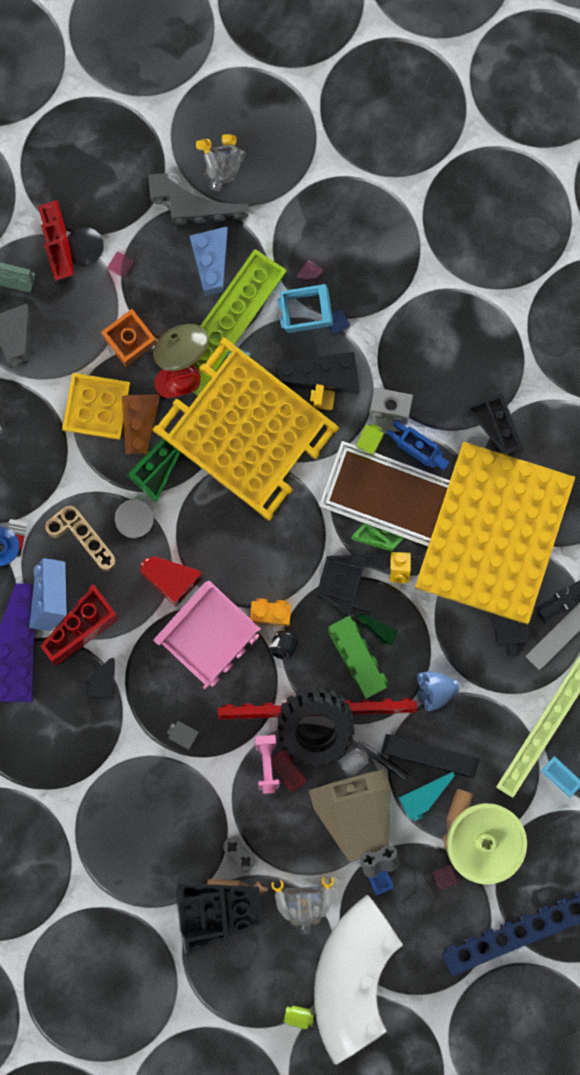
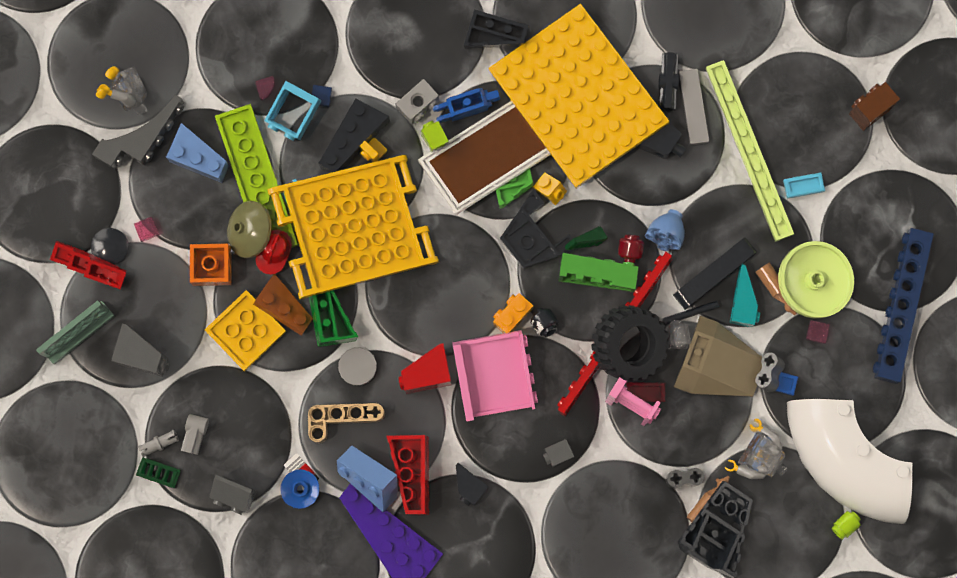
camera: 45 degrees left, 0 degrees up
(399, 670) = (631, 248): none -> dark red head

